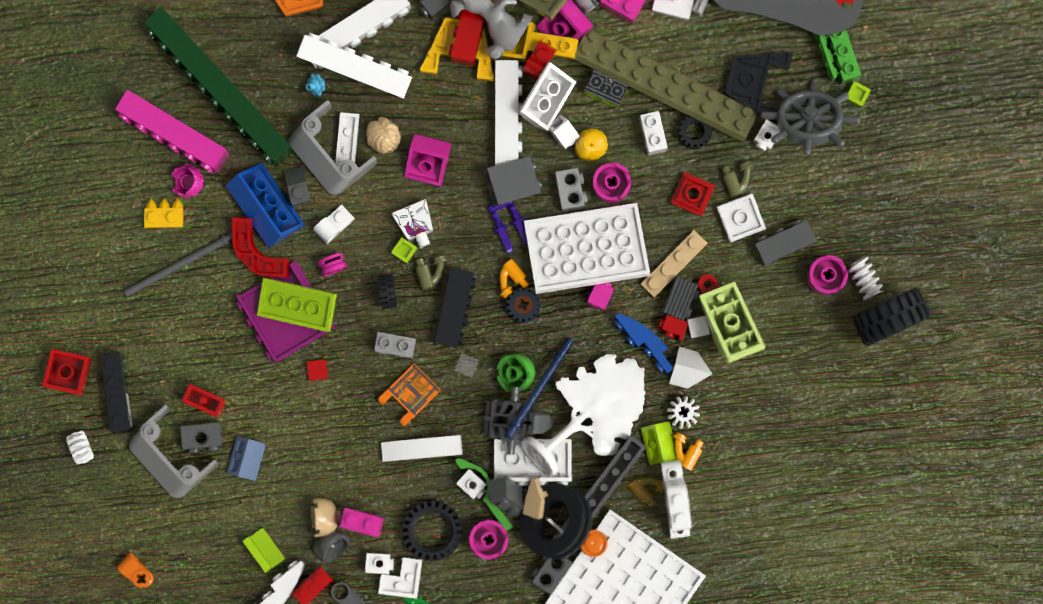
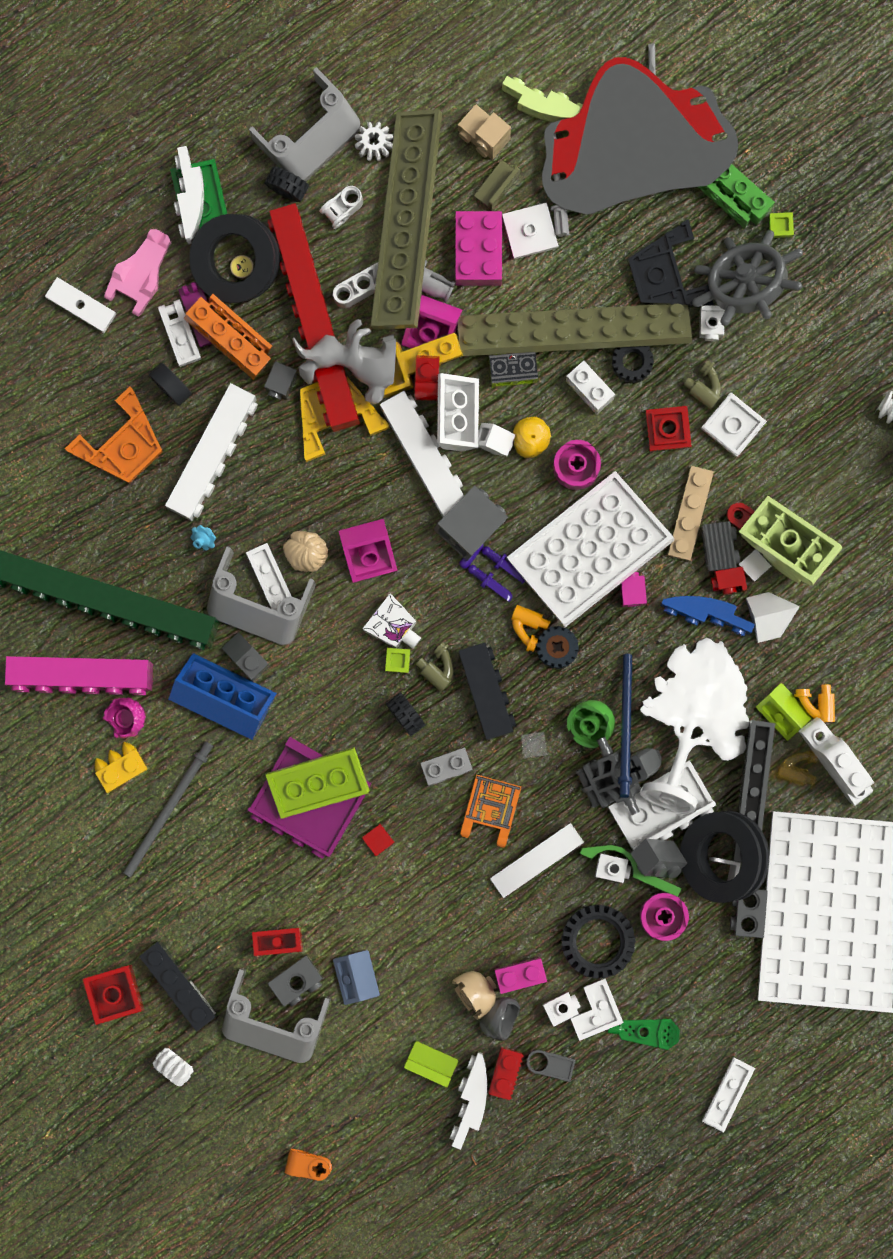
camera: 20 degrees left, 0 degrees up
(246, 251) = (238, 759): red plate -> none
(332, 264) = (332, 721): dark pink wheel -> none
(333, 225) = (307, 675): white plate -> none
(354, 66) = (232, 495): white brick -> none
(535, 500) = (690, 847): tan slope -> none
(566, 190) = (531, 500): light grey brick -> none
(595, 544) = (780, 857): orange wheel -> none
(677, 408) = (799, 664): white gear -> none
(784, 242) = (794, 424): dark grey brick -> none
(836, 270) = (867, 424): dark pink brick -> none

